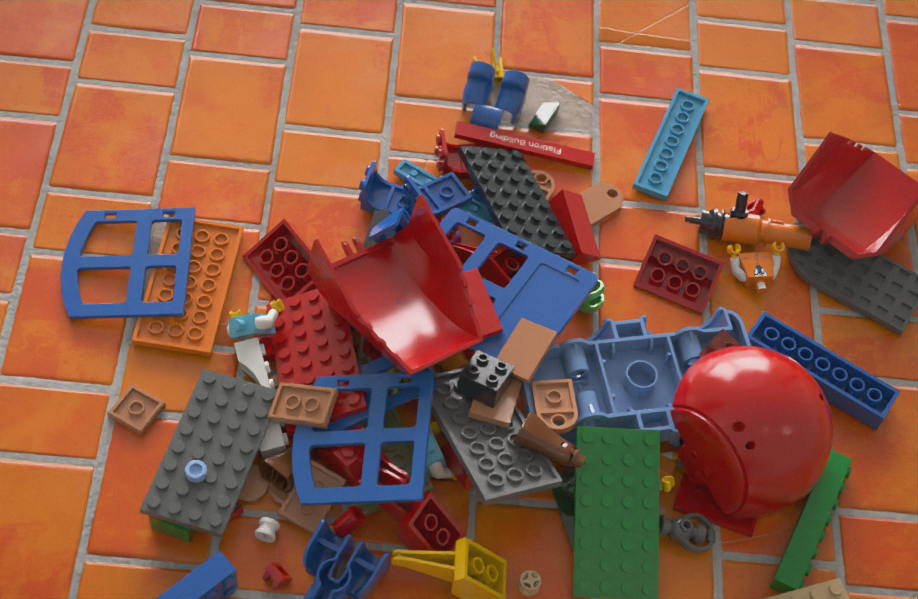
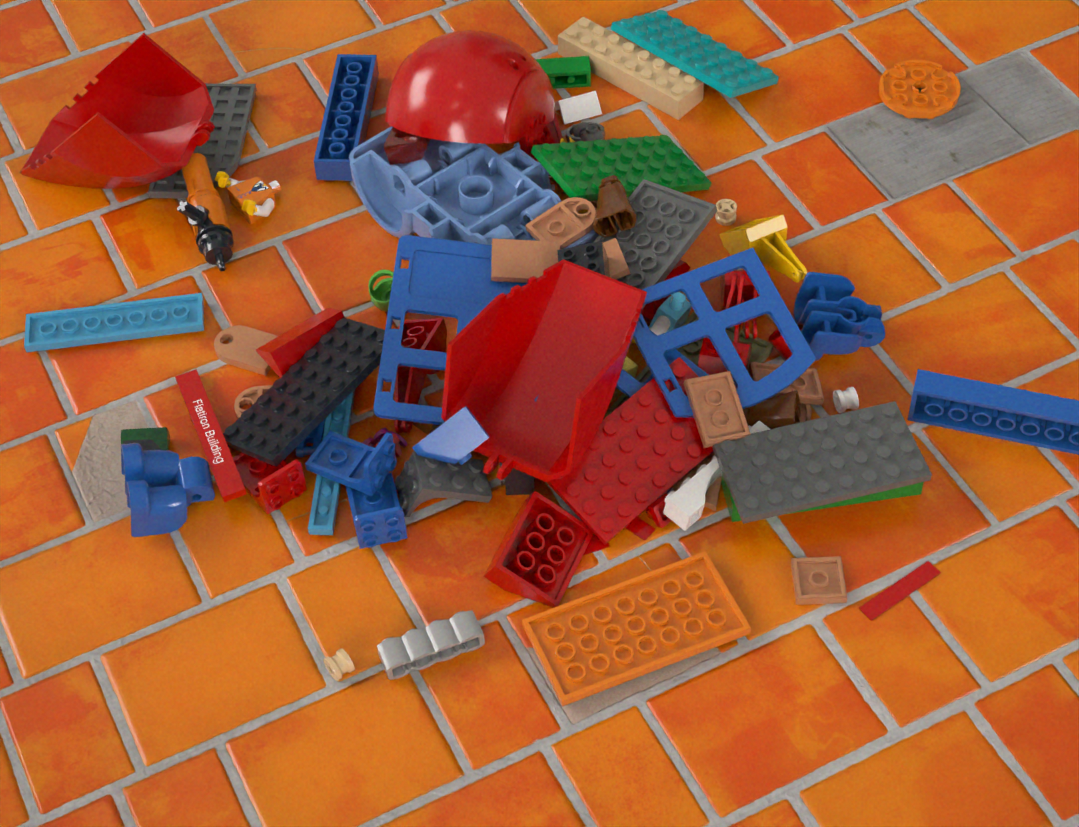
camera: 110 degrees left, 5 degrees down
(88, 455) = (899, 590): none -> red sticker
(137, 262) = (651, 687): blue window -> none
(196, 471) = (859, 447): light blue tile -> none
(254, 324) = (654, 522): medium azure torso -> none
(266, 176) = (429, 645): none -> light grey brick
(279, 575) = (879, 370): red tile -> none
(289, 128) = (339, 664): none -> tan wheel
(499, 71) = (106, 514): yellow plant -> none
(679, 274) = (300, 247): red slope -> none
(740, 552) = (579, 107): none -> white panel
(756, 207) = (170, 227): red tile -> none

